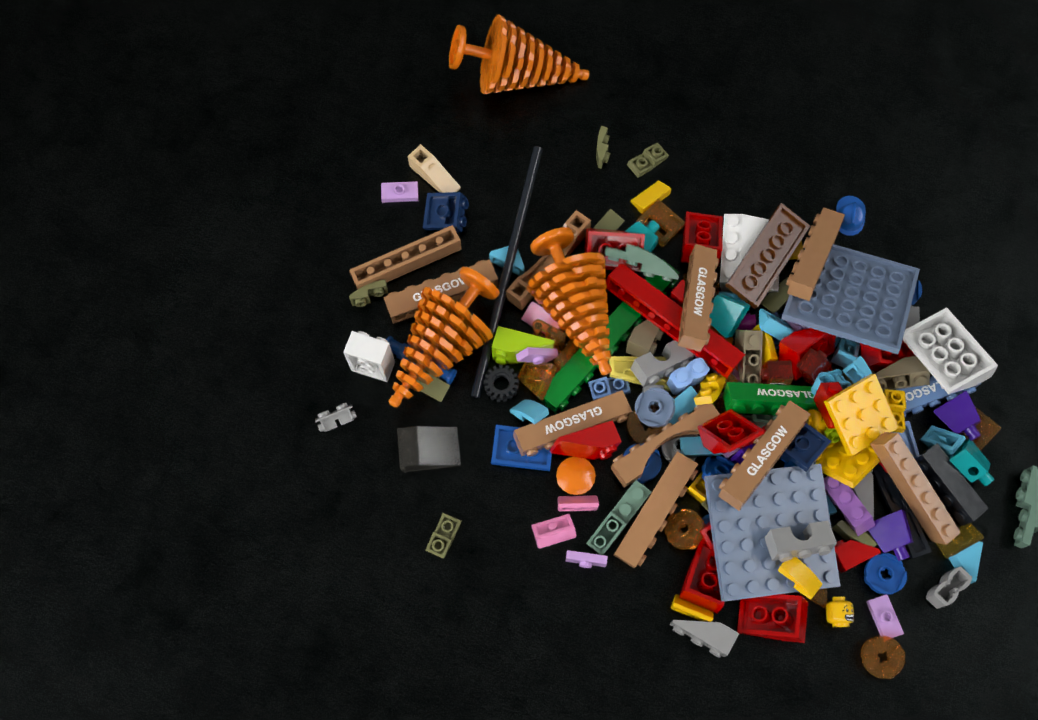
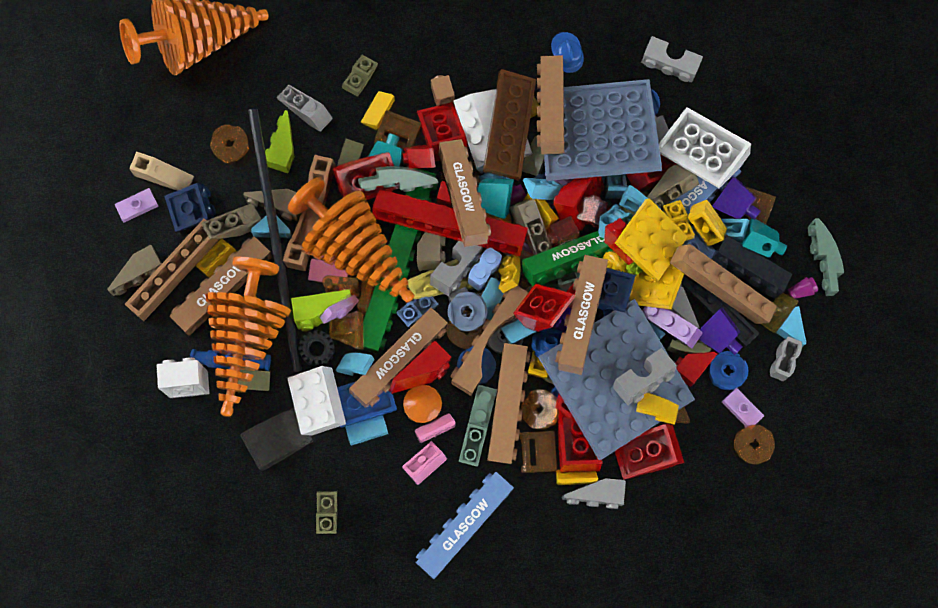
camera: 30 degrees left, 5 degrees up
(328, 419) = (169, 453): light grey hinge -> none
(362, 295) = (147, 323): olive slope -> none
(372, 246) = (137, 269): none -> dark tan slope
(447, 264) = (215, 257): none -> yellow slope
(475, 240) = (232, 223): none -> dark tan slope
(479, 429) = (316, 400): none -> white brick
(507, 162) = (231, 133): none -> clear orange plate
(513, 477) = (366, 430): none -> medium azure slope
(528, 235) = (281, 200): none -> dark tan slope
(547, 197) = (281, 151): none -> lime slope
(565, 605) = (465, 524): none -> medium blue brick
(586, 167) = (305, 107): none -> light grey slope
(586, 560) = (465, 476): lavender plate -> none
(602, 153) = (312, 82): olive slope -> none
(670, 250) = (418, 157): none -> red slope
(671, 572) = (544, 452): none -> clear orange plate
(718, 201) = (442, 90): none -> medium nougat brick
(839, 612) = (703, 422): yellow head -> none
(922, 423) = (707, 223): none -> yellow brick
(957, 273) = (684, 68): none -> light grey arch
(995, 528) = (803, 288): none -> magenta cone

